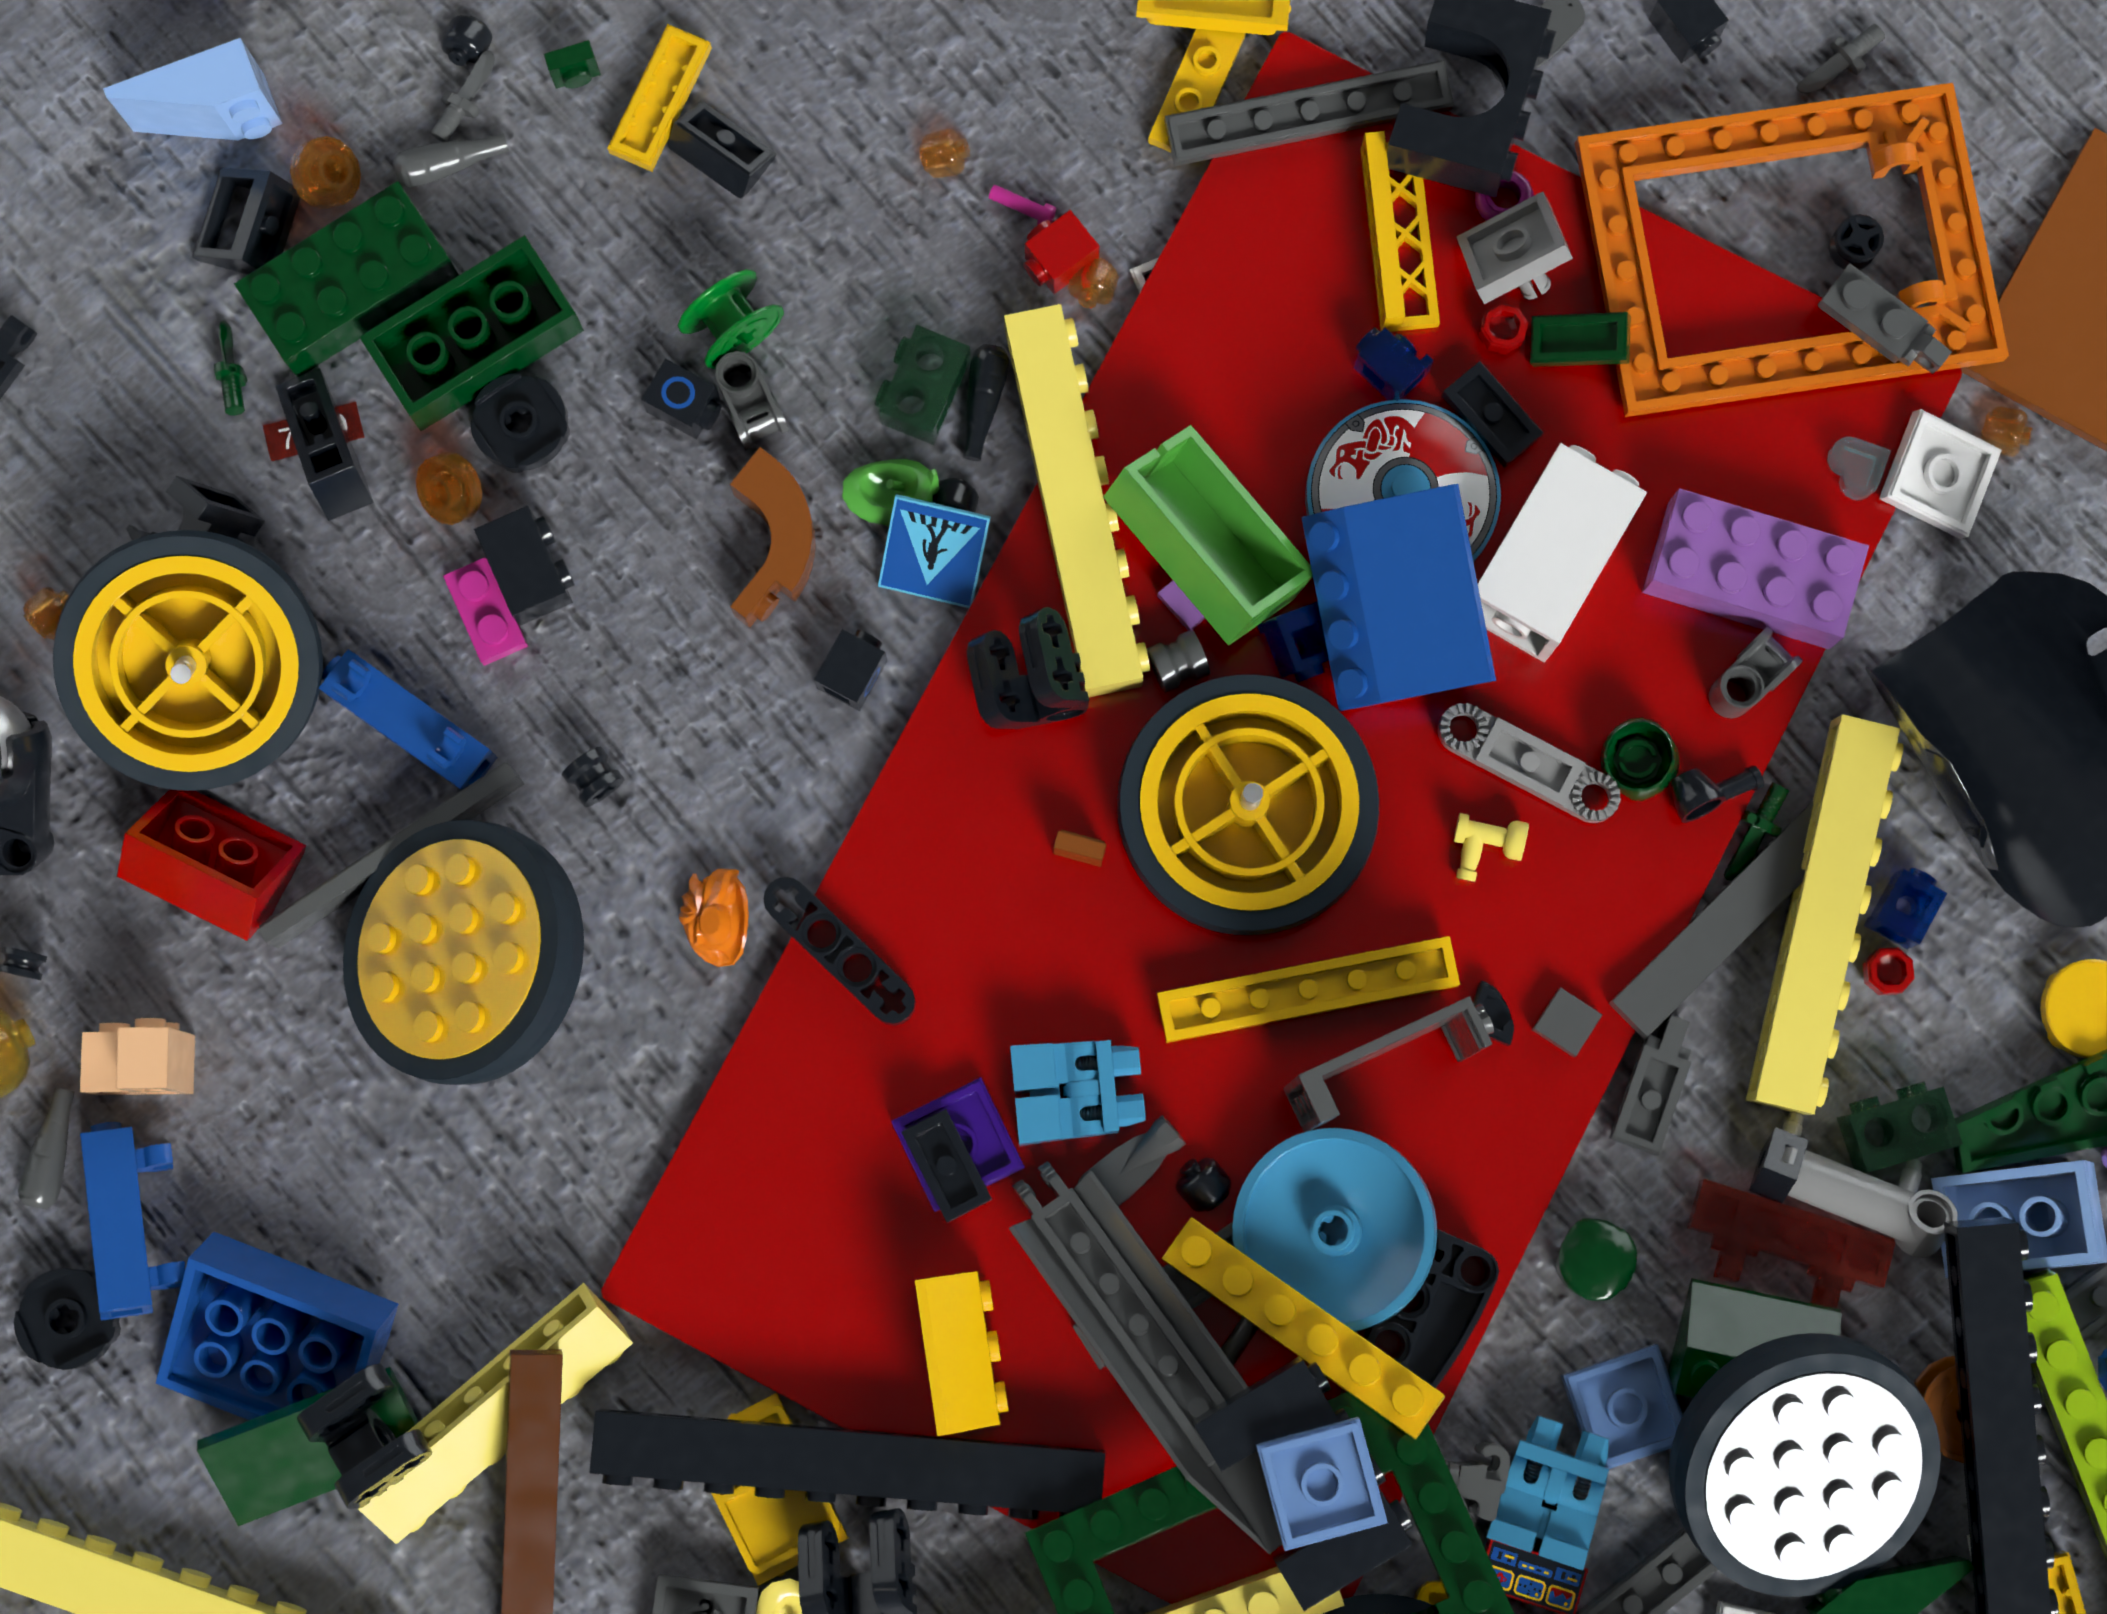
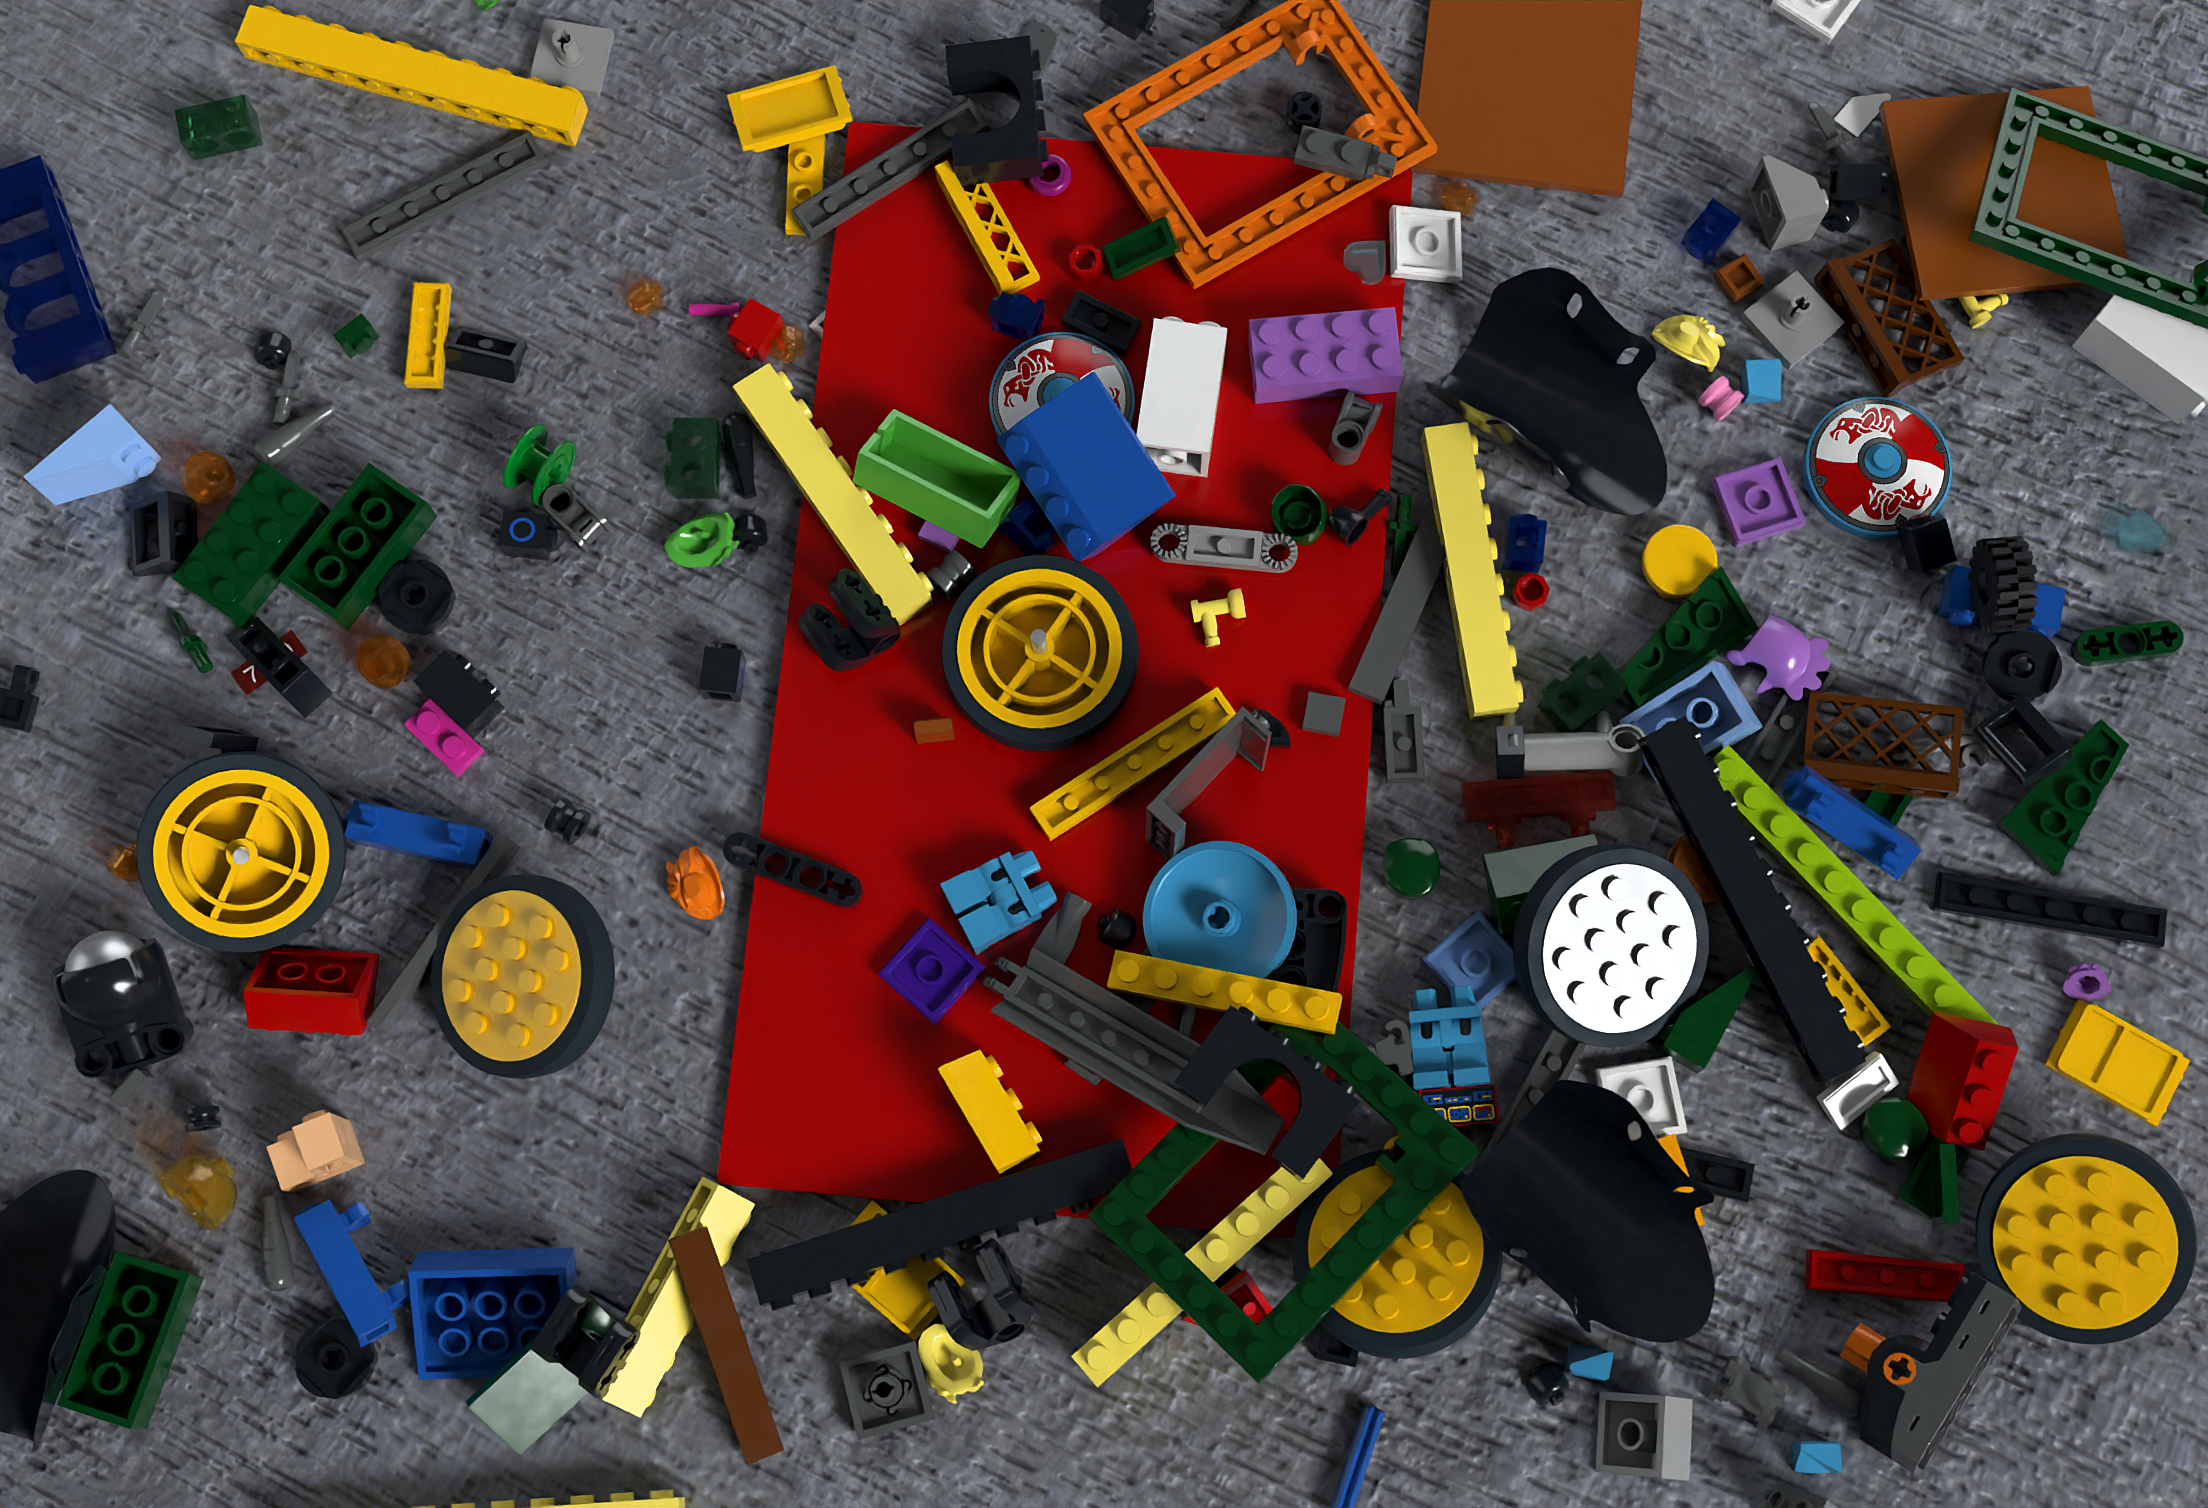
camera: 20 degrees left, 5 degrees down
(779, 500) = (625, 578): dark orange arch -> none
(934, 551) = (748, 569): piece -> none
(946, 1166) = (929, 986): black plate -> none
(1321, 1483) = (1278, 1084): medium blue tile -> none
(1515, 249) = (1071, 204): light grey tile -> none

